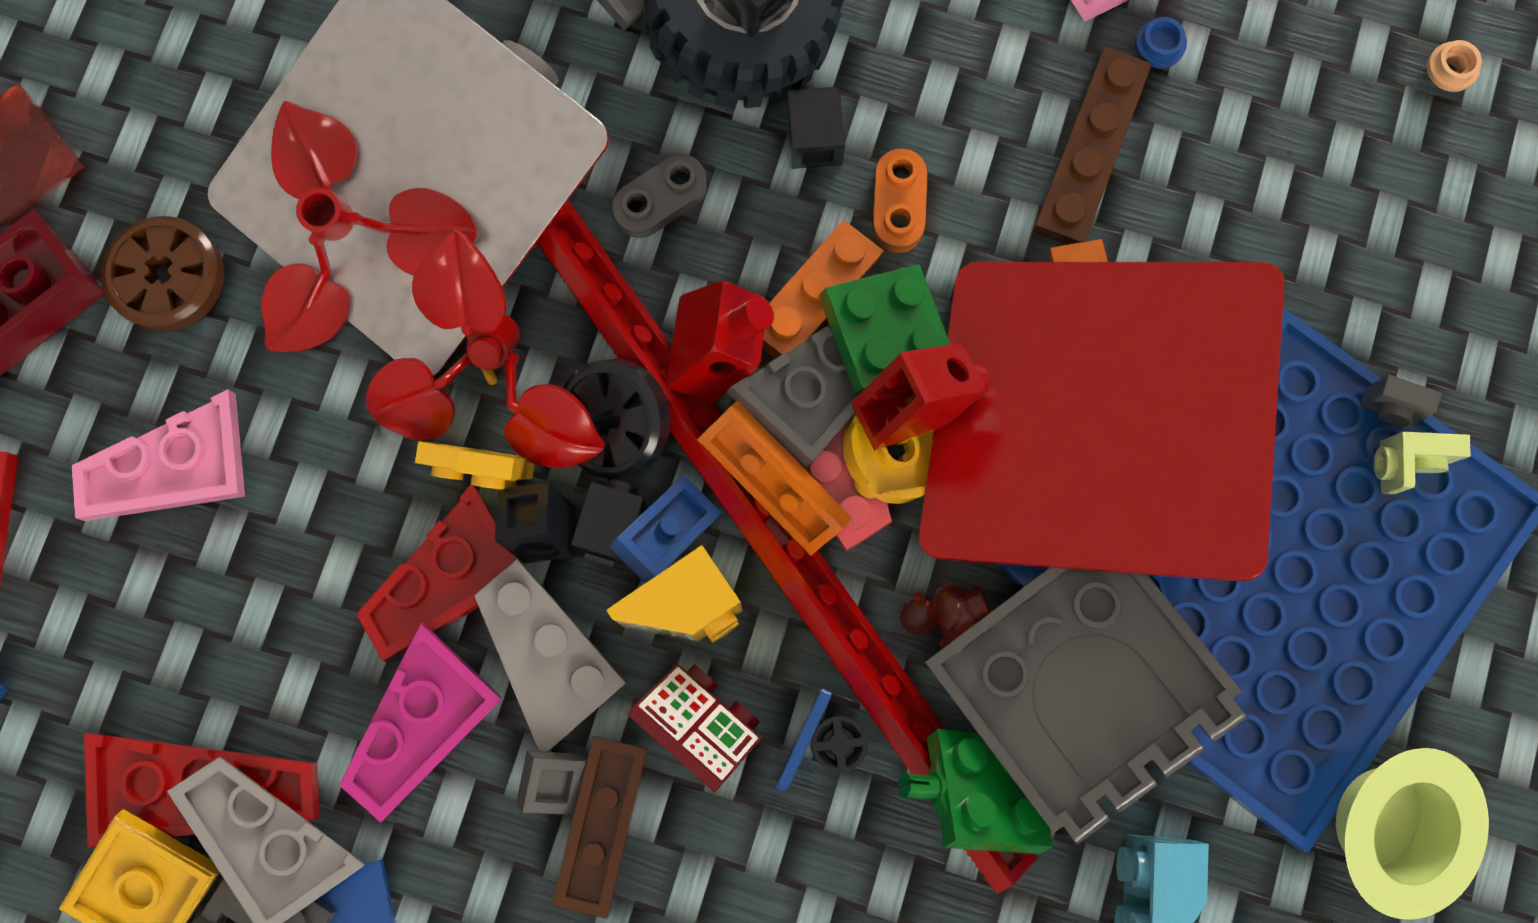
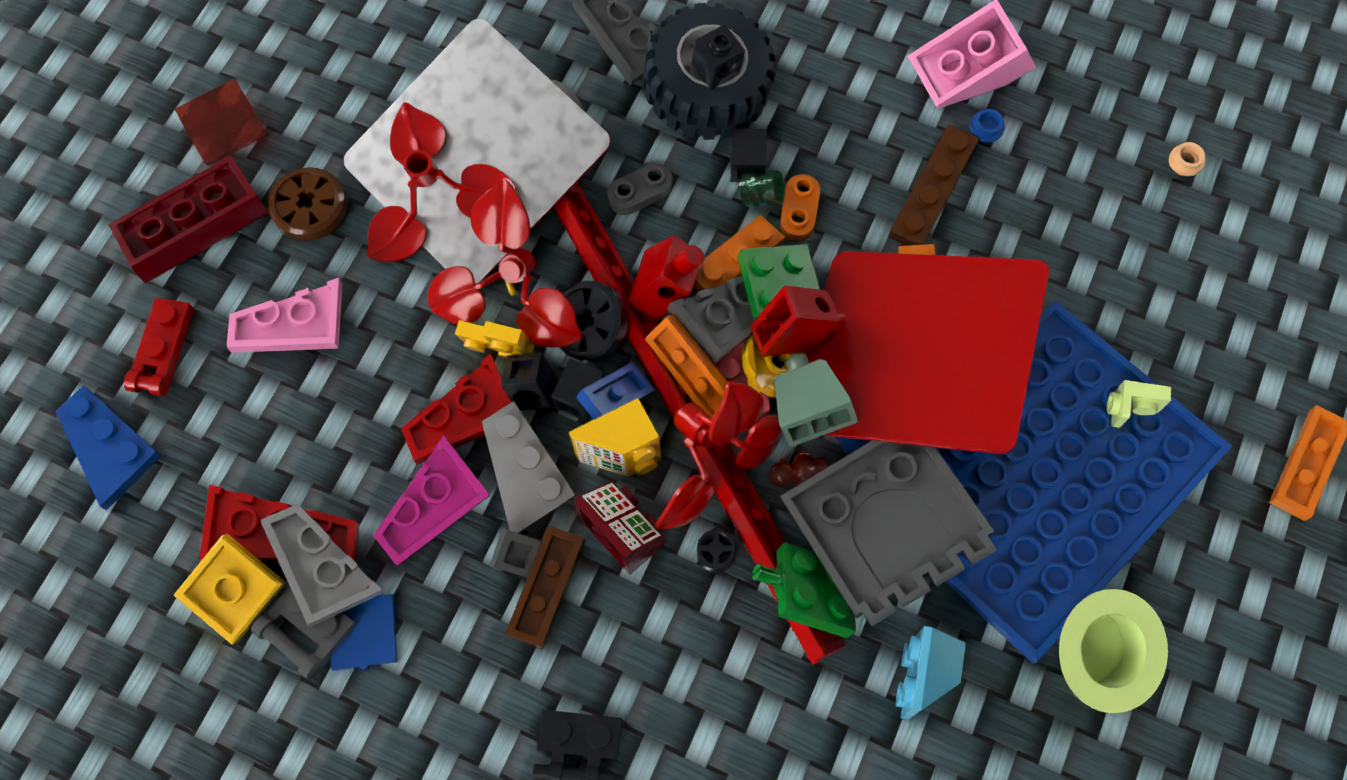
camera: 10 degrees right, 10 degrees down
(803, 739) = (689, 543): blue piece -> none
(842, 180) = (762, 188): none -> clear green wheel
(864, 580) = (736, 415): none -> red plant
(953, 514) = (811, 400): none -> sand green torso
(1400, 401) = (1127, 363): dark grey plate -> none

